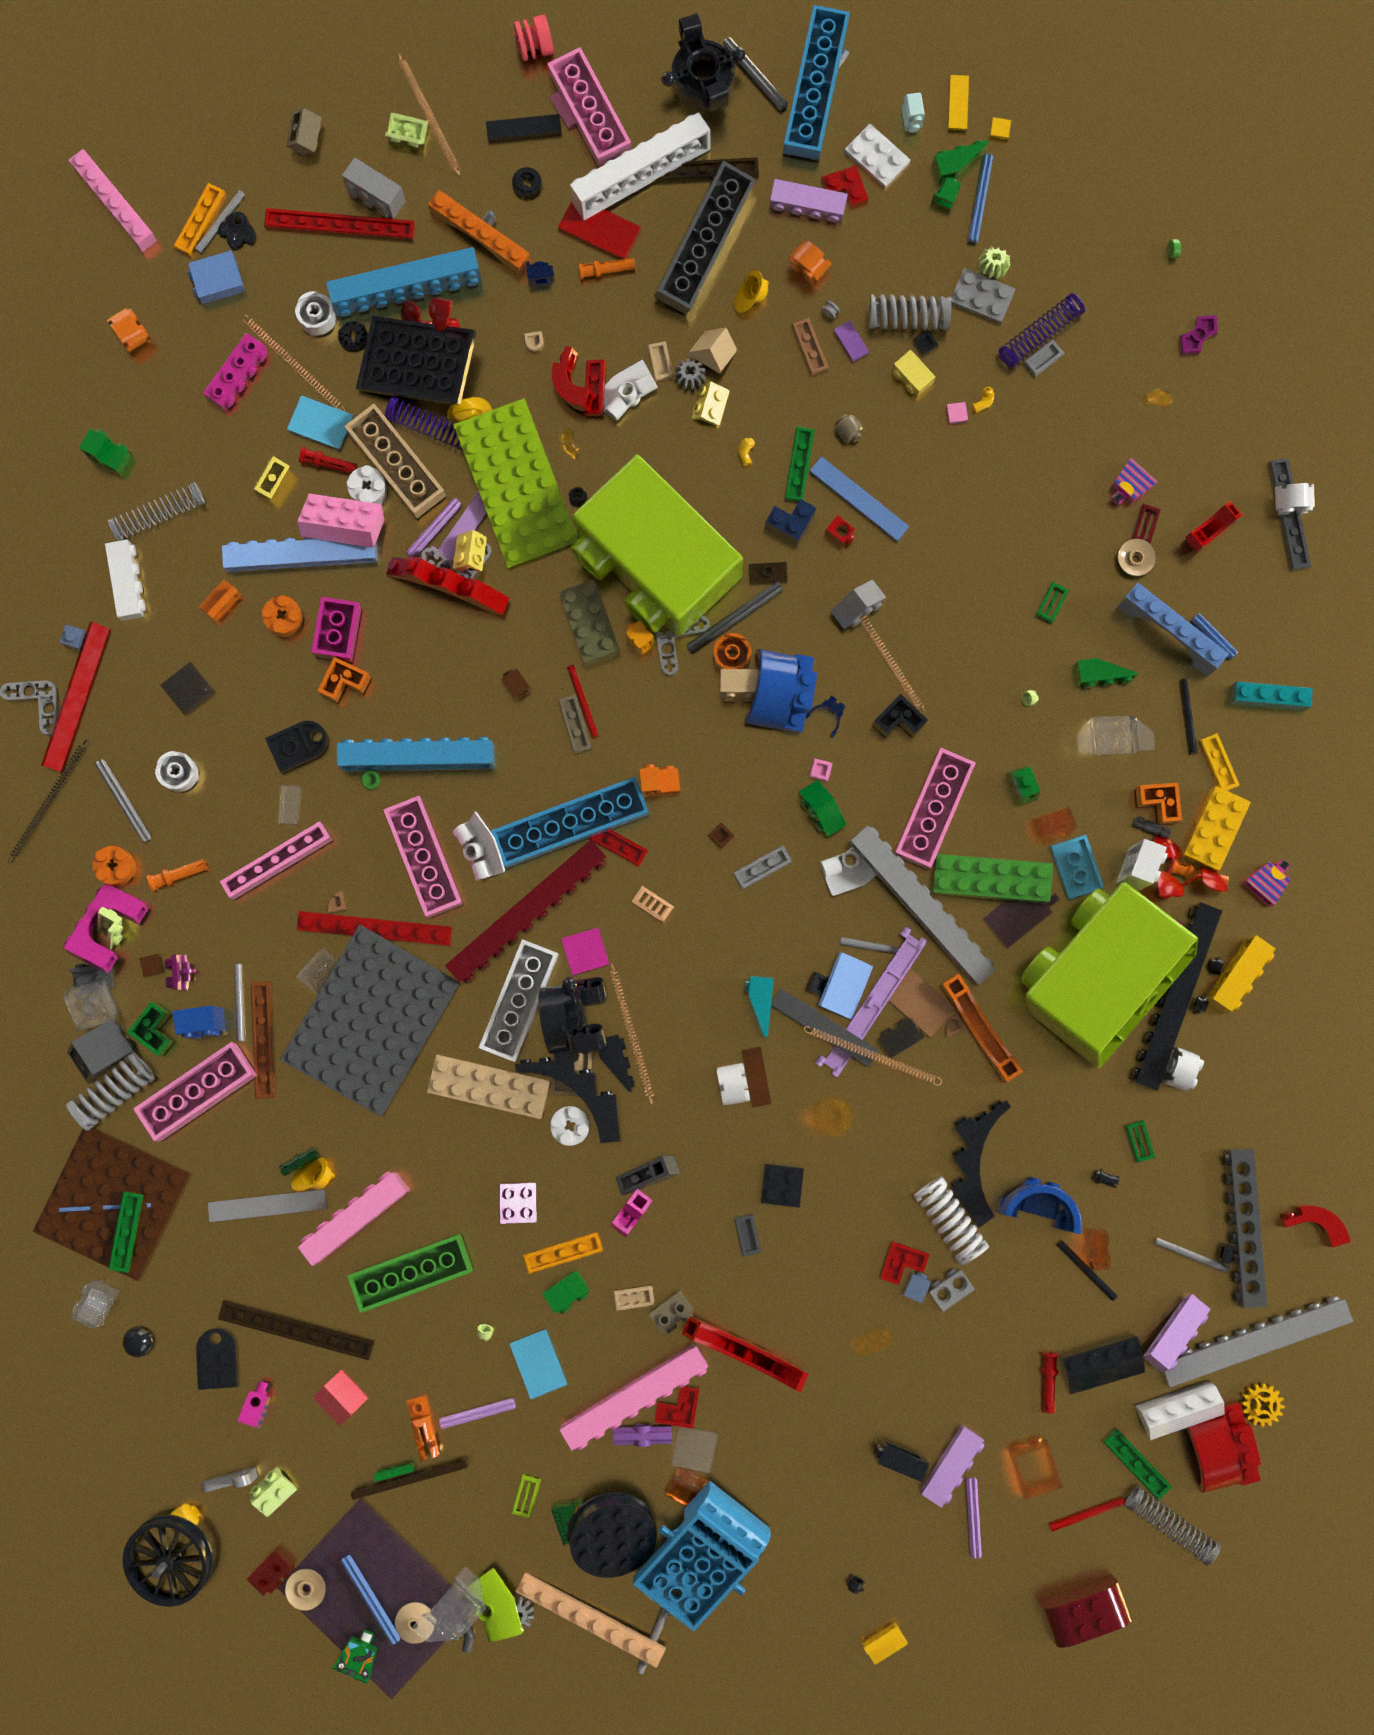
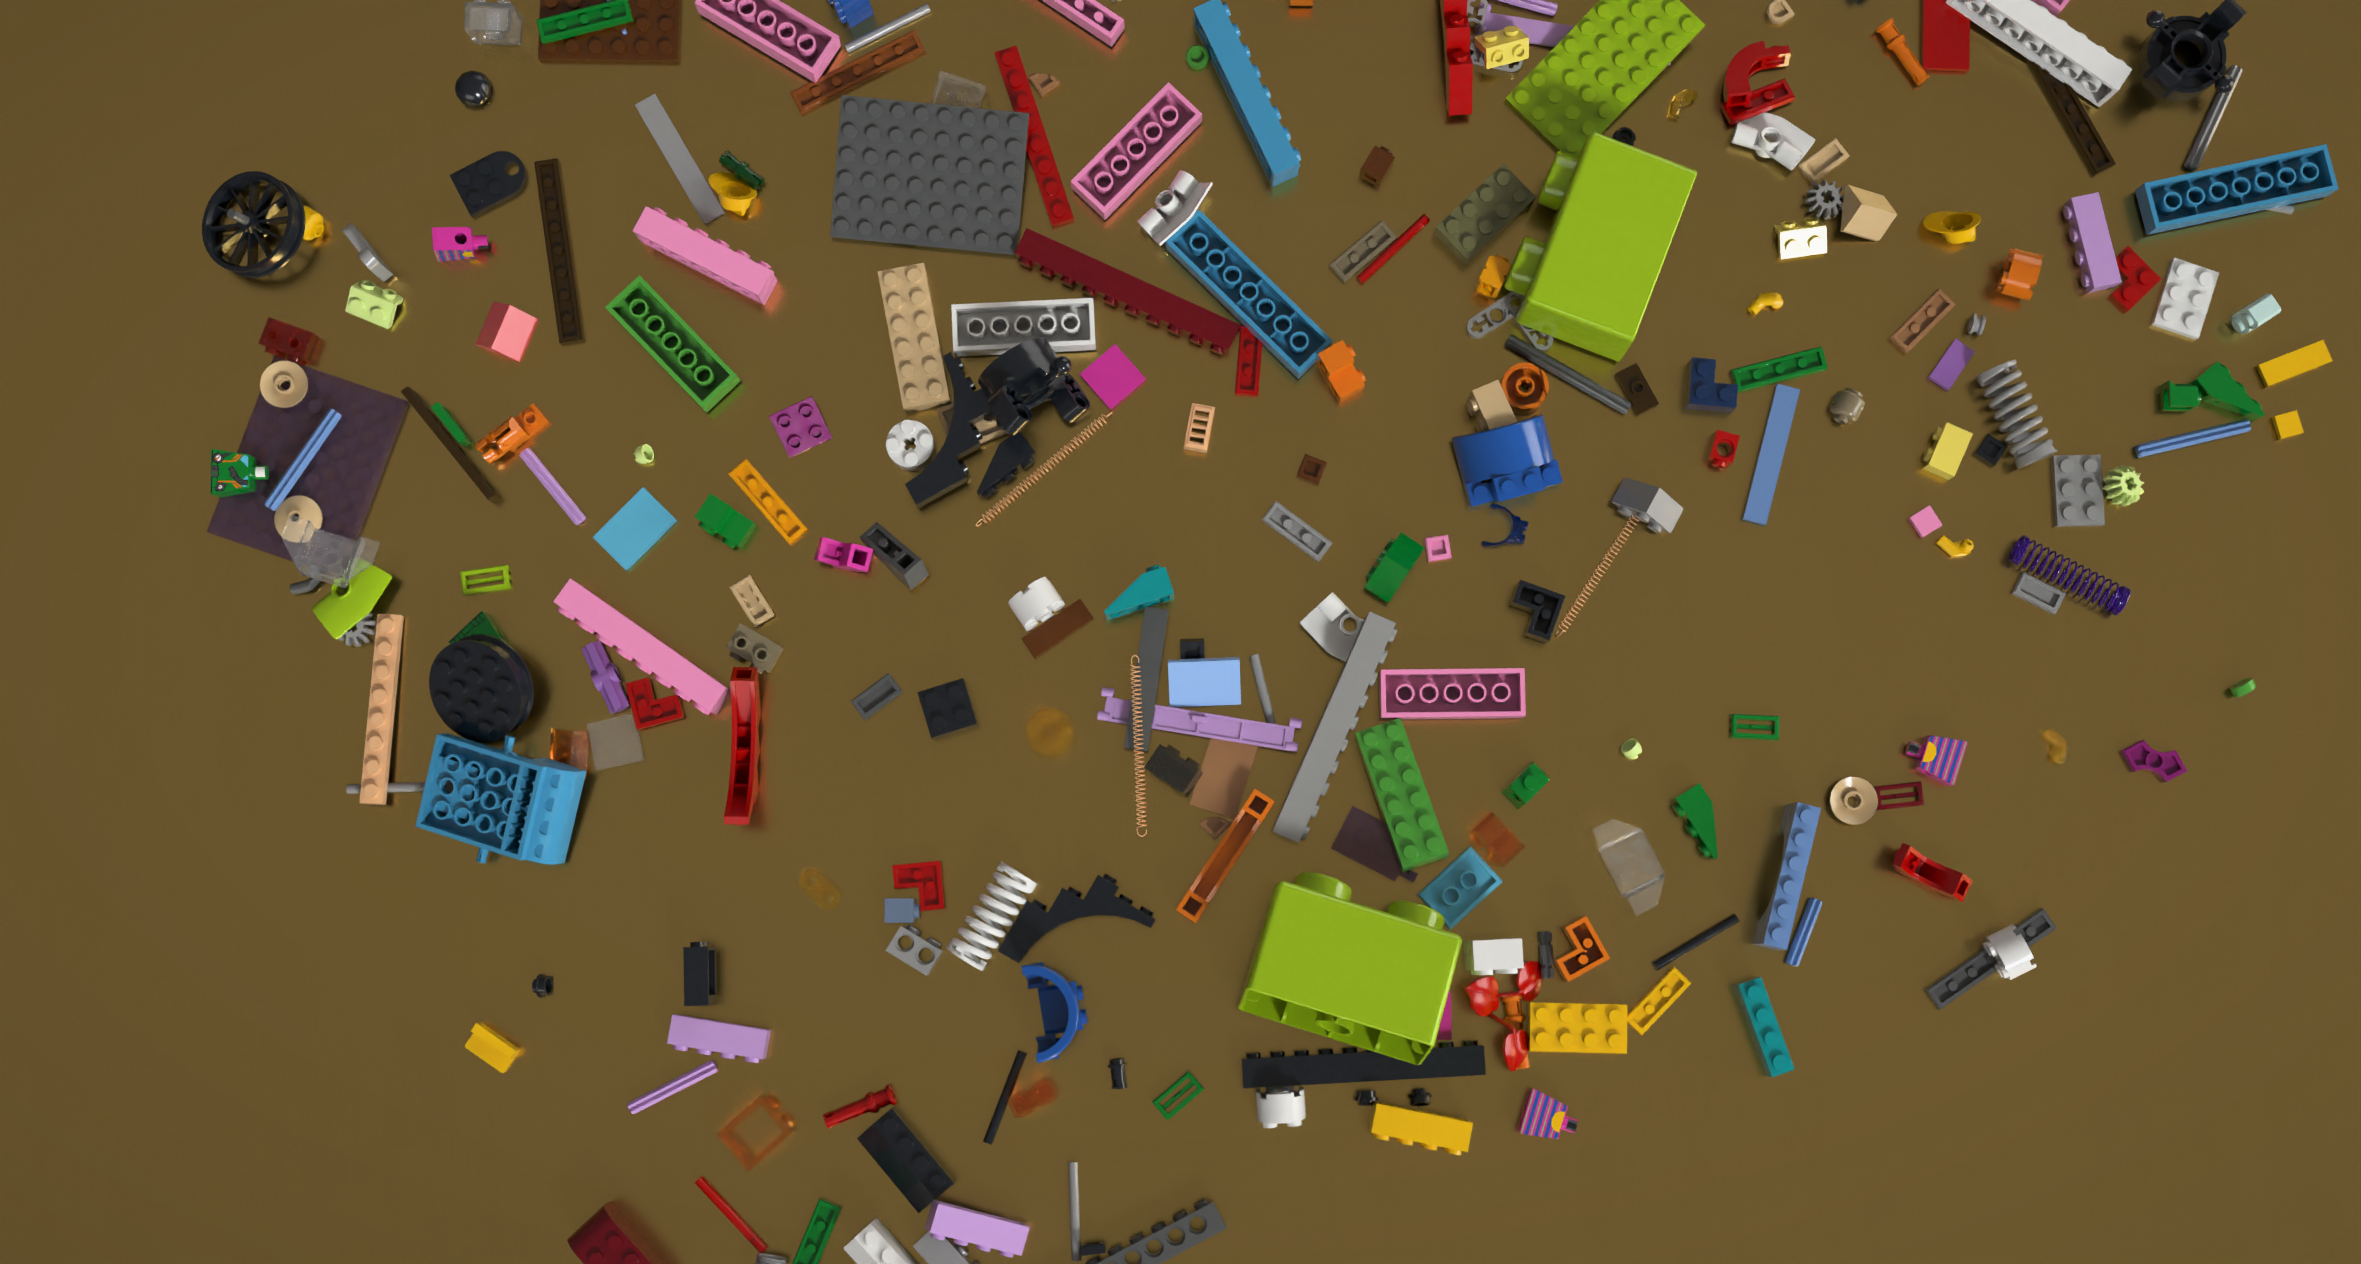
camera: 70 degrees right, 0 degrees up
(704, 237) = (1990, 144): dark grey brick -> none

